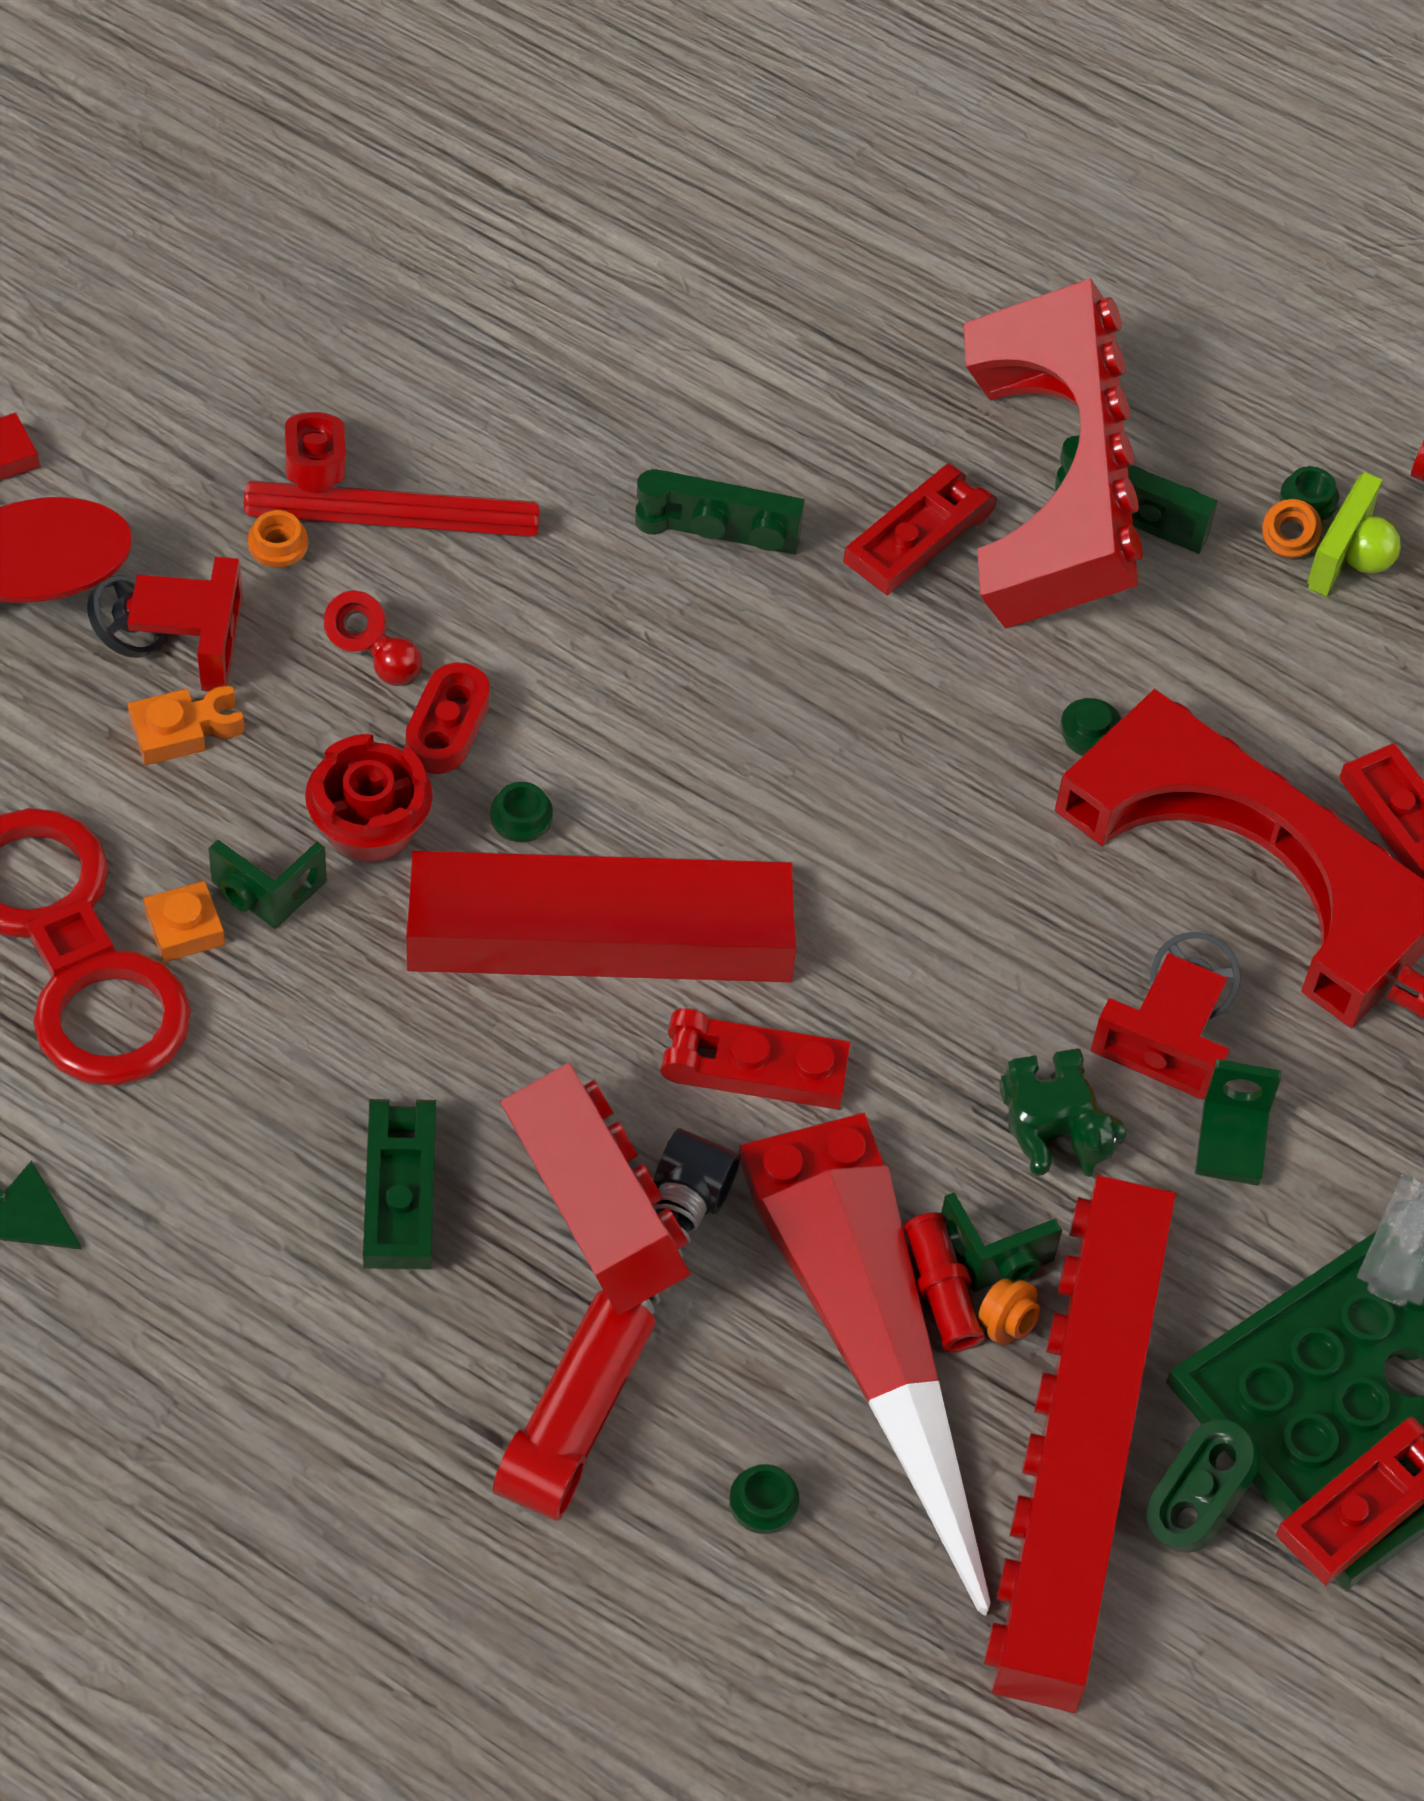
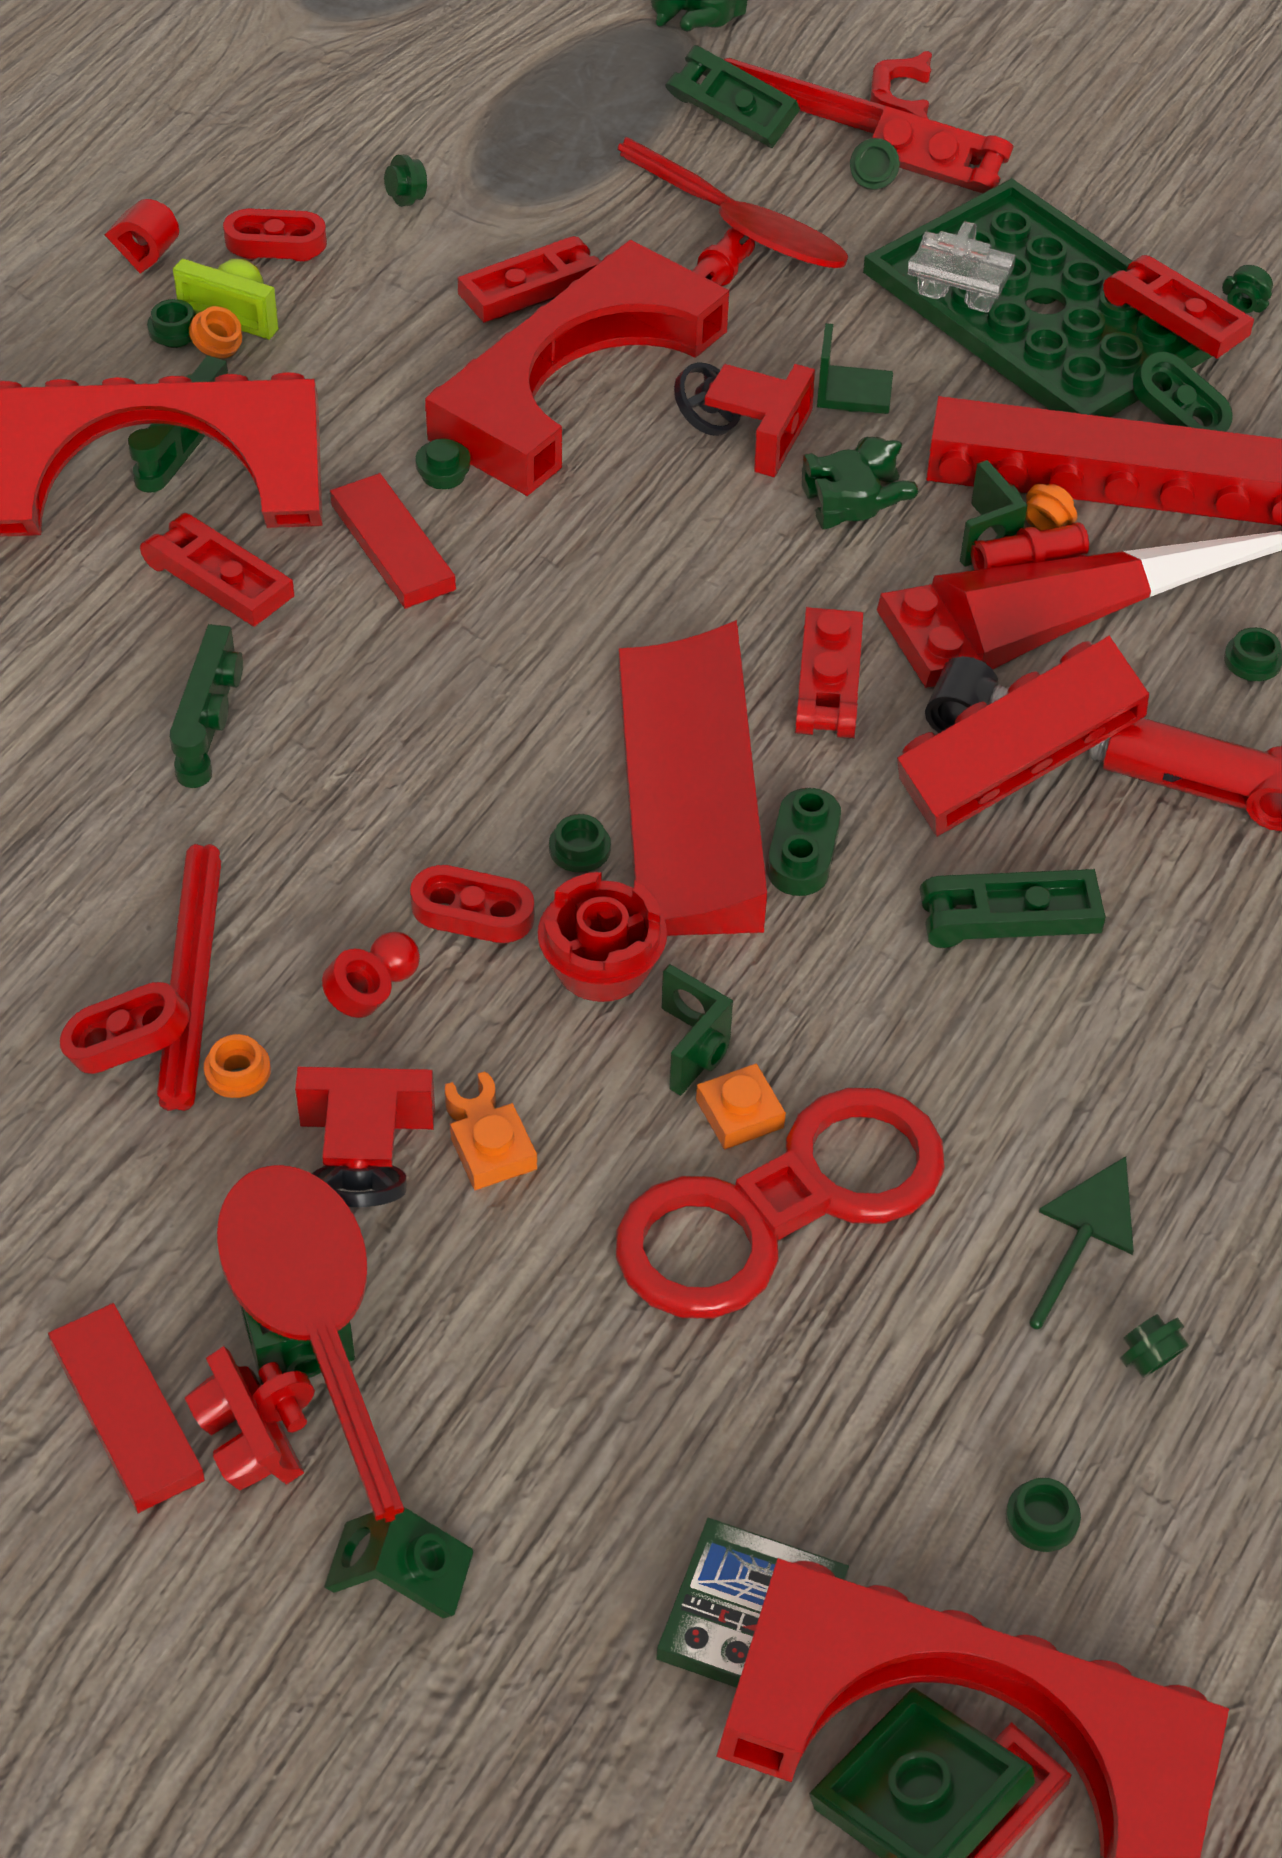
camera: 90 degrees left, 5 degrees down
(512, 1012) = (809, 830): none -> dark green plate
(970, 679) = (393, 540): none -> red tile

